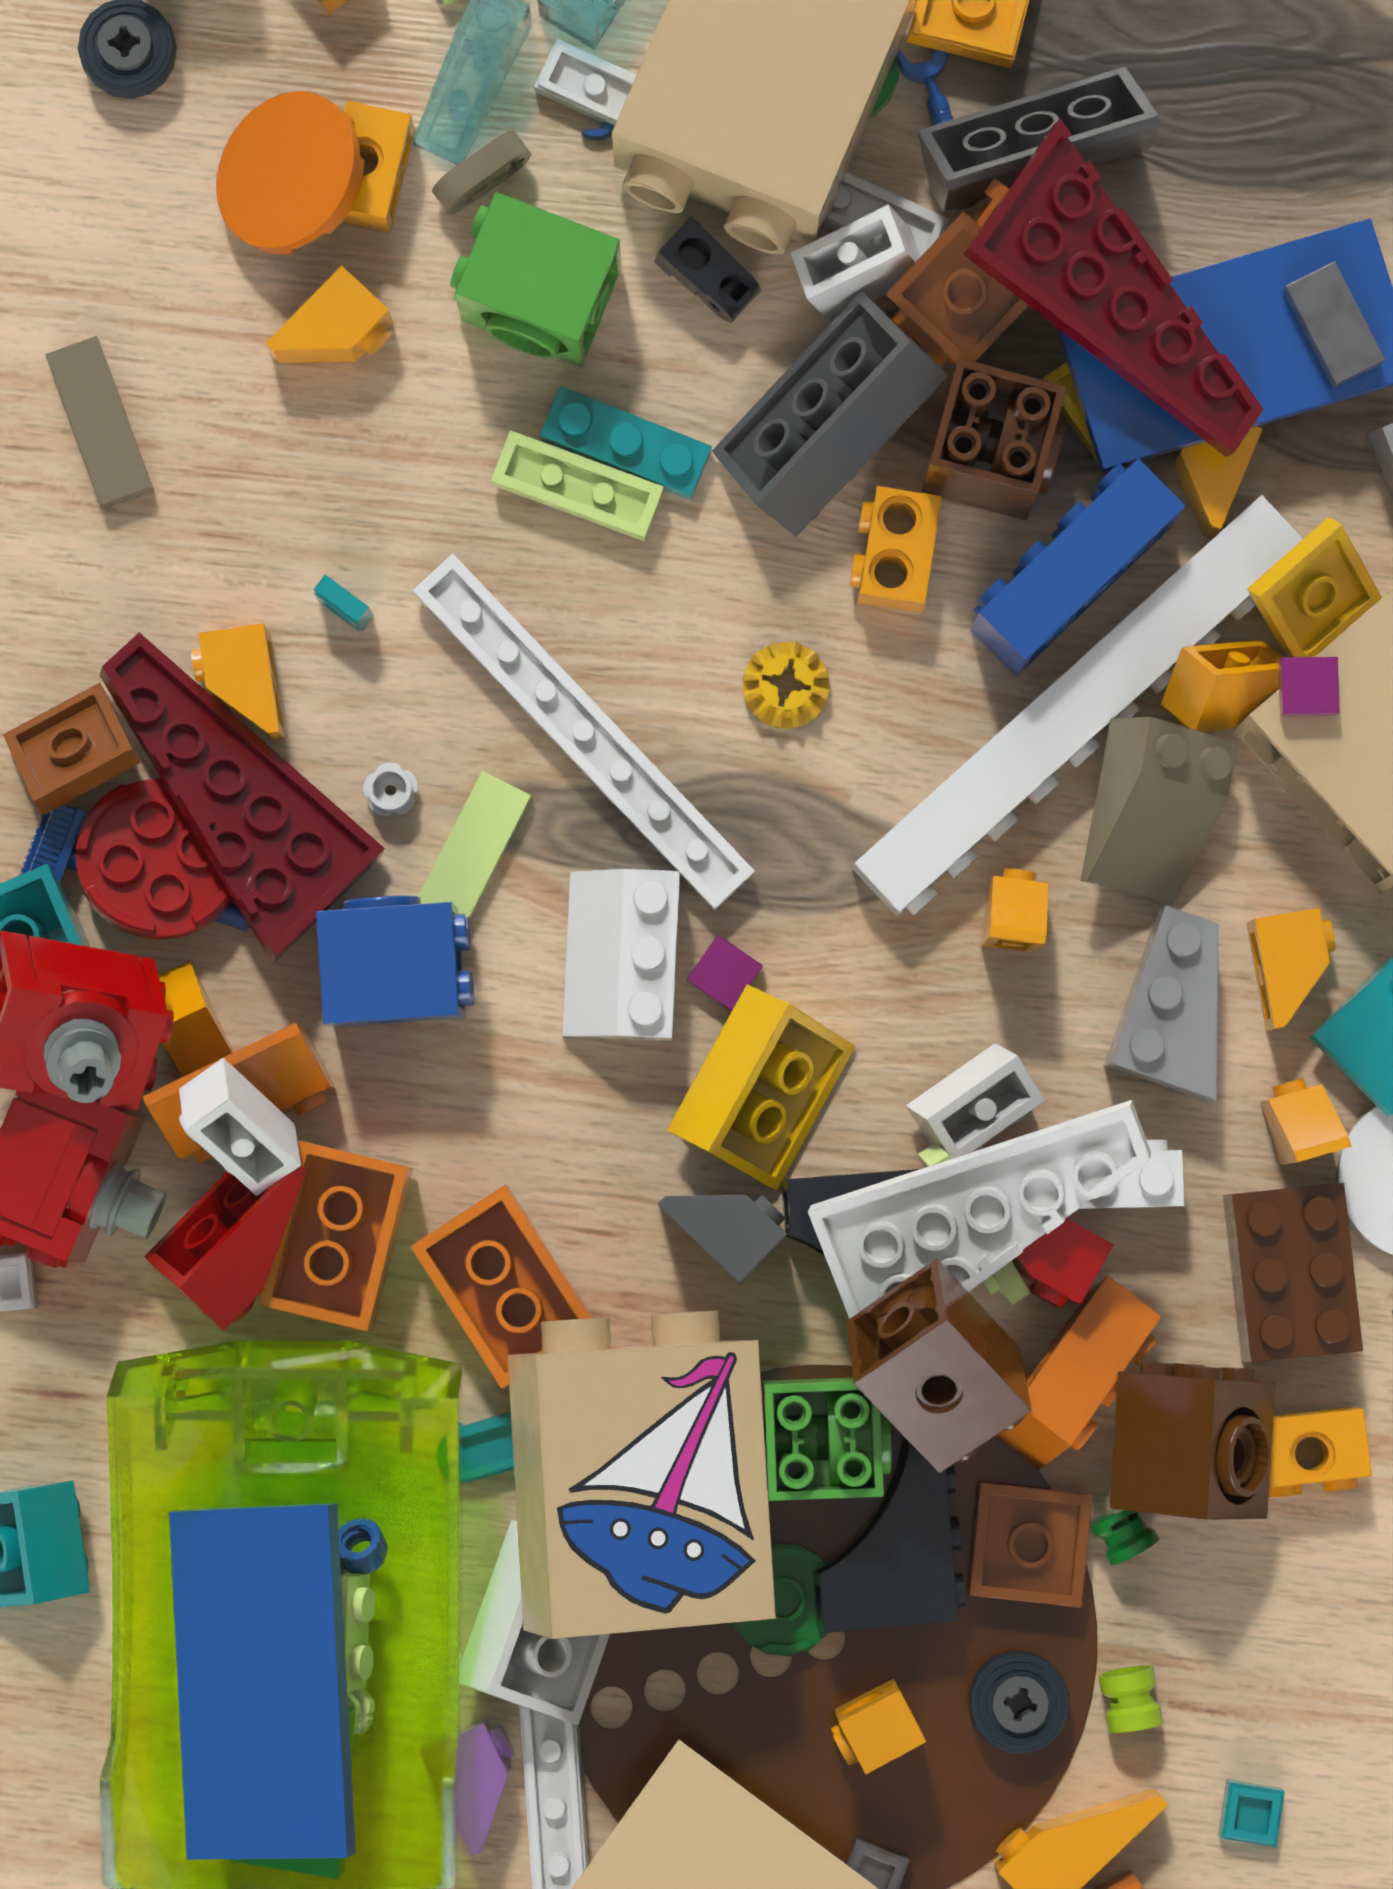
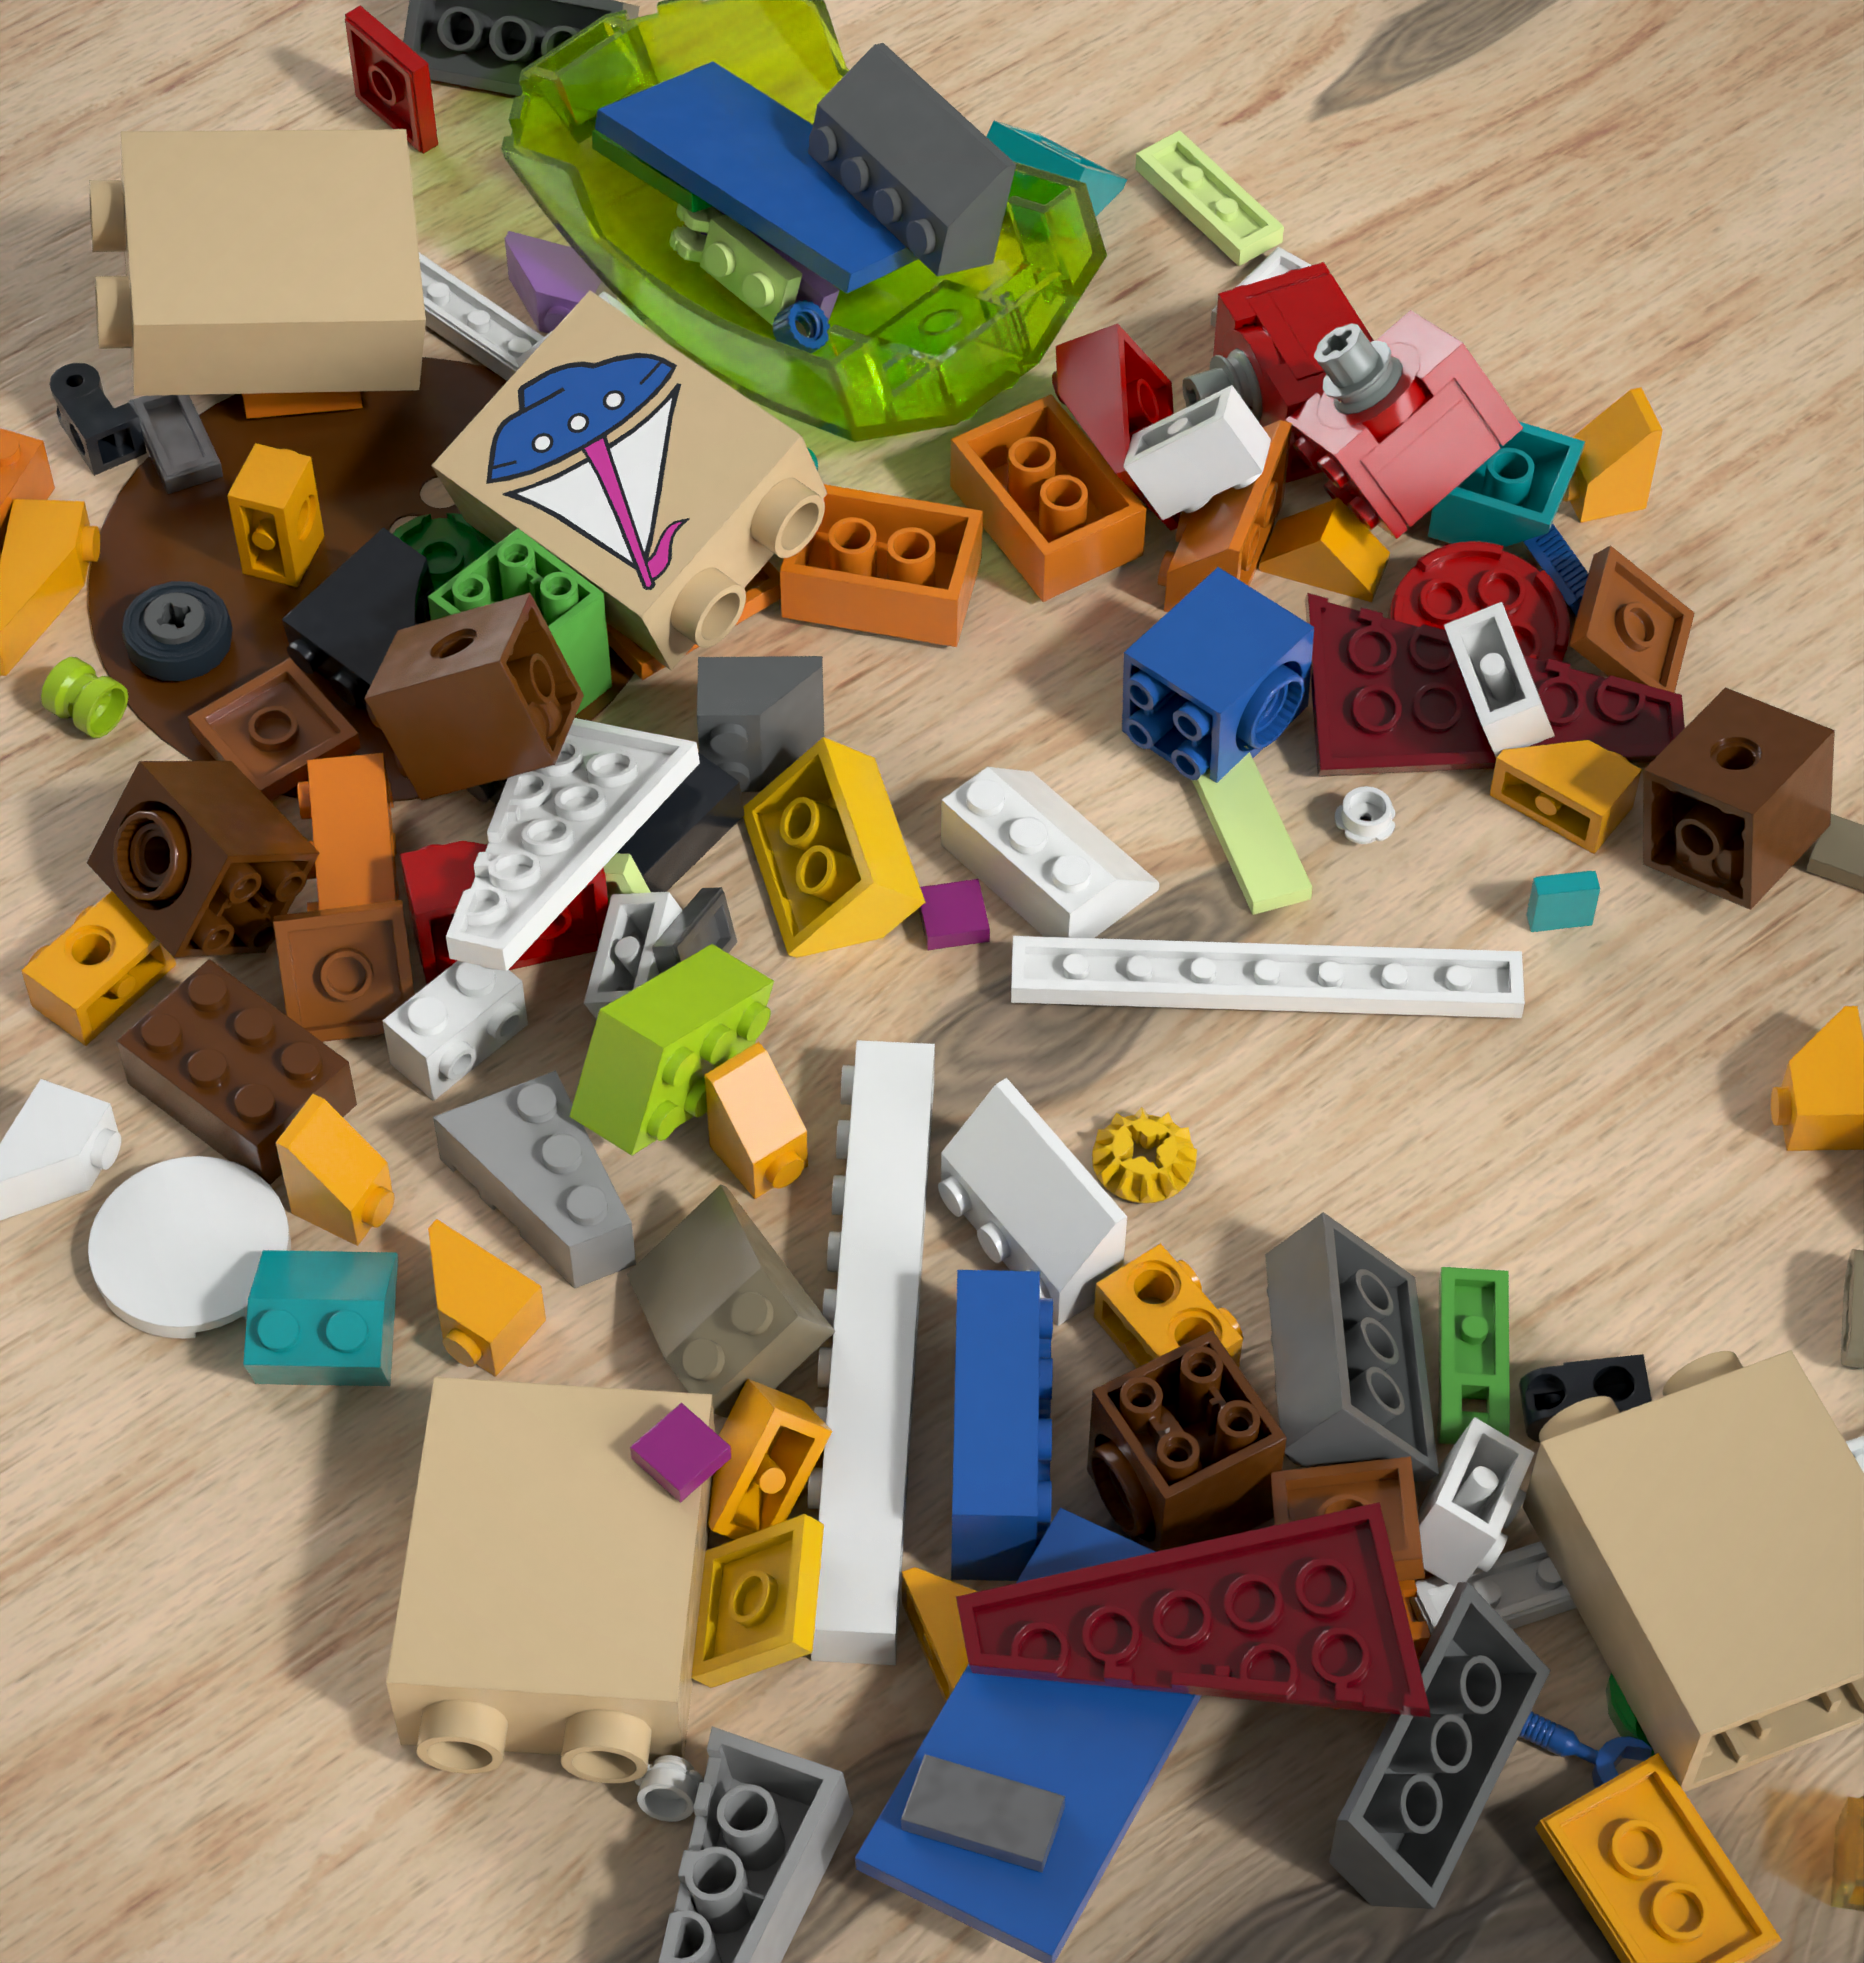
camera: 135 degrees right, 30 degrees down
(136, 553) = (1737, 797): none -> reddish brown brick
(185, 1567) = (913, 162): none -> dark grey slope
(231, 765) = (1498, 679): none -> white slope
(536, 279) = (1711, 1243): bright green brick -> none
(577, 485) = (1489, 1146): yellowish green plate -> none
(625, 442) = (1491, 1220): teal plate -> none
(736, 365) = (1473, 1349): none -> bright green plate
(909, 696) = (1032, 1201): none -> white slope
(928, 1085) = (700, 924): none -> flat silver tile
(1033, 993) = (660, 1042): none -> lime brick
(1165, 1277) = (344, 968): none -> dark orange plate

